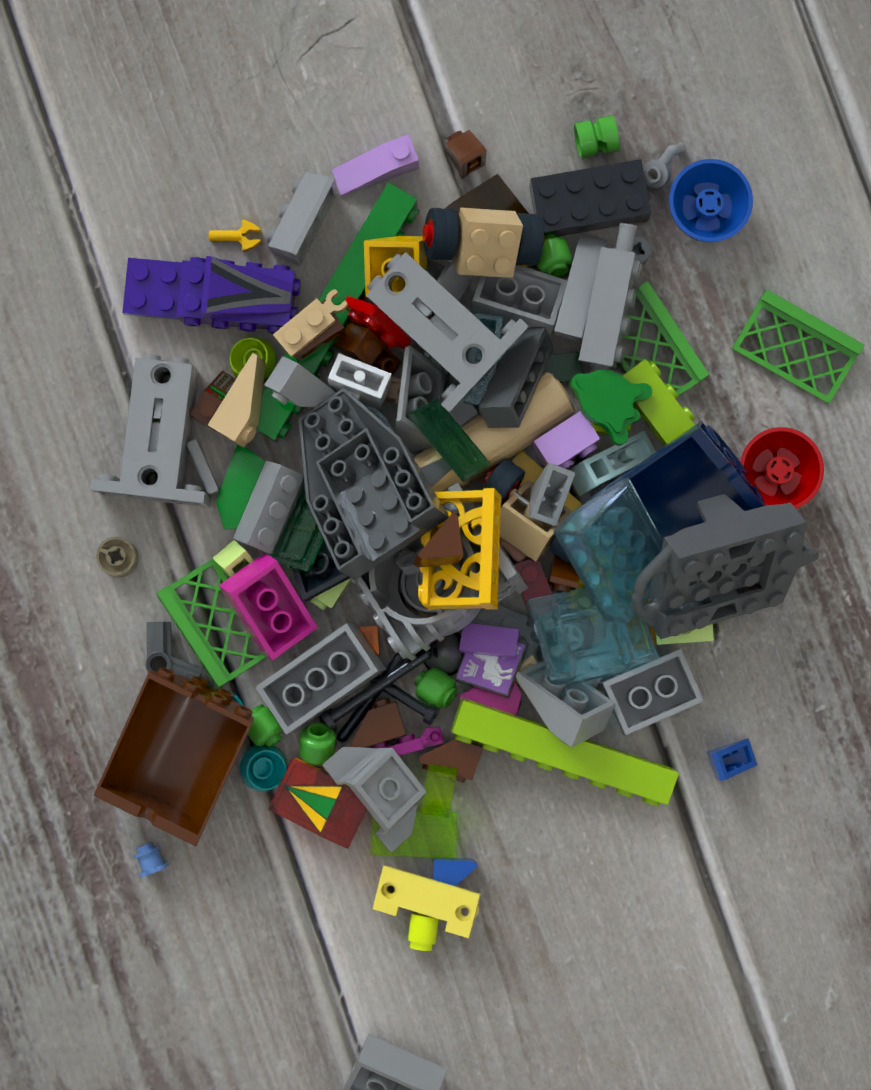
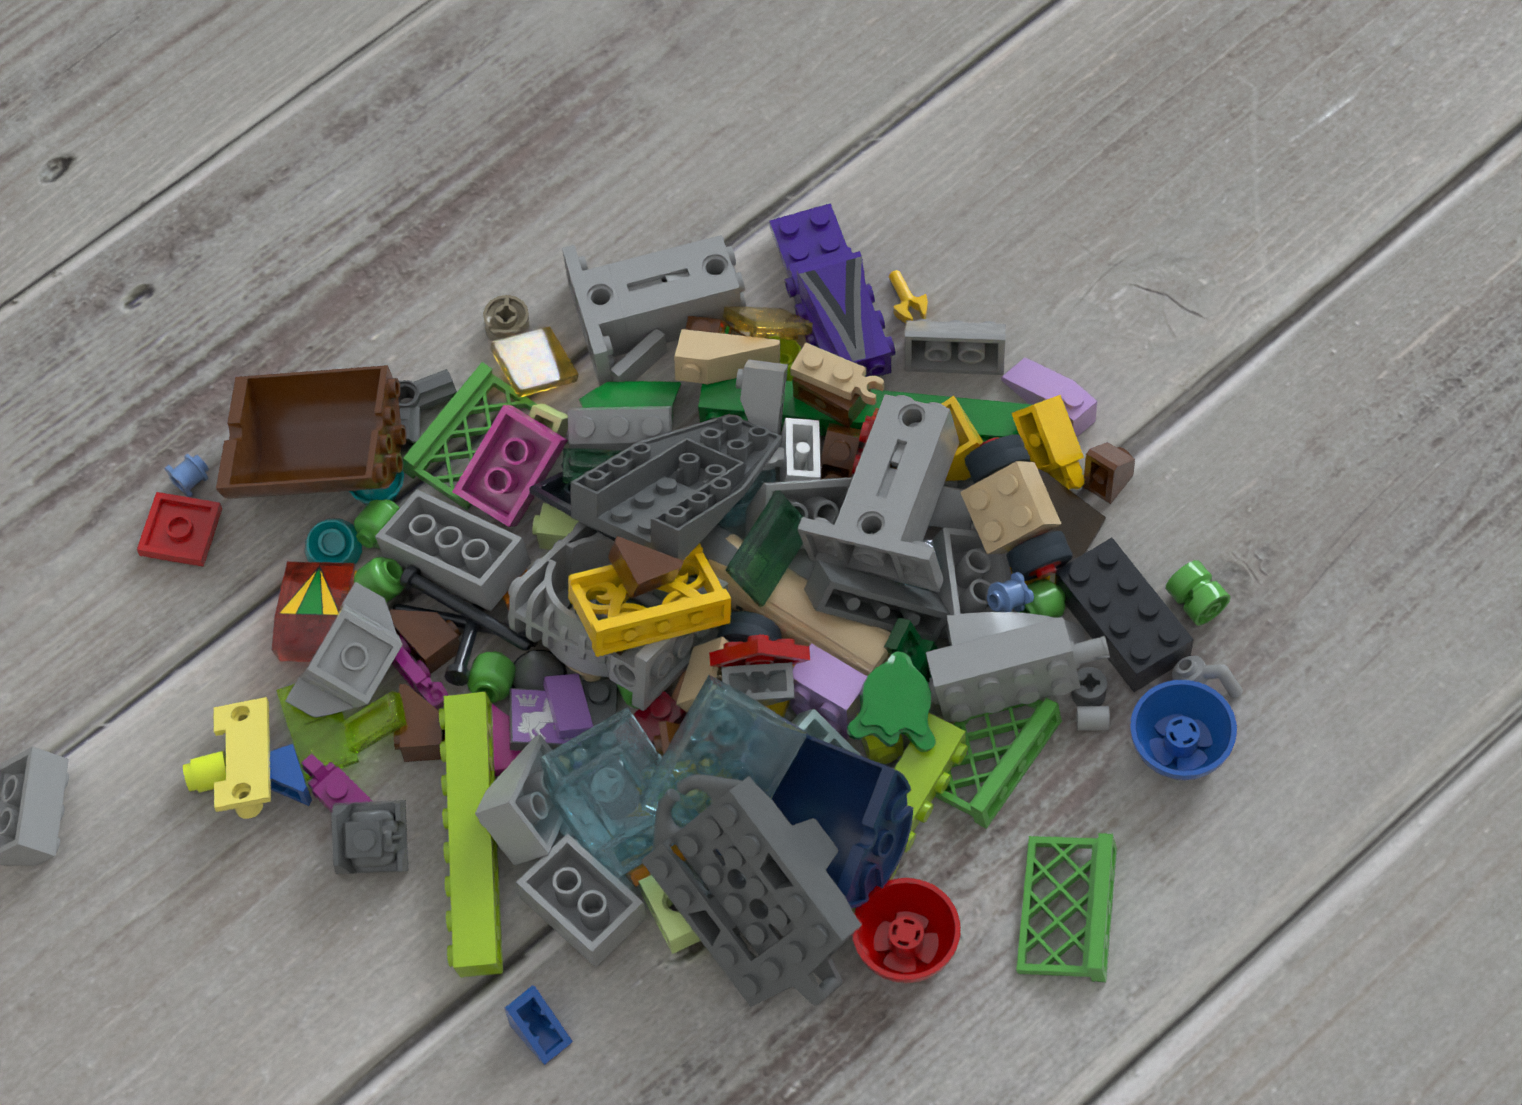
camera: 70 degrees right, 25 degrees down
(169, 550) = (534, 361): none -> tile
(196, 882) = (179, 529): none -> red plate
(221, 353) = (767, 321): none -> clear yellow tile
(426, 184) = (1051, 440): none -> yellow hinge
(488, 835) = (331, 784): none -> magenta hinge
(533, 827) = (369, 837): none -> dark grey brick
(535, 484) = (759, 651): none -> red plate
(549, 276) = (1009, 594): none -> medium blue brick
(564, 367) = (907, 640): none -> dark green slope
(660, 260) = (1092, 718): none -> light grey hinge

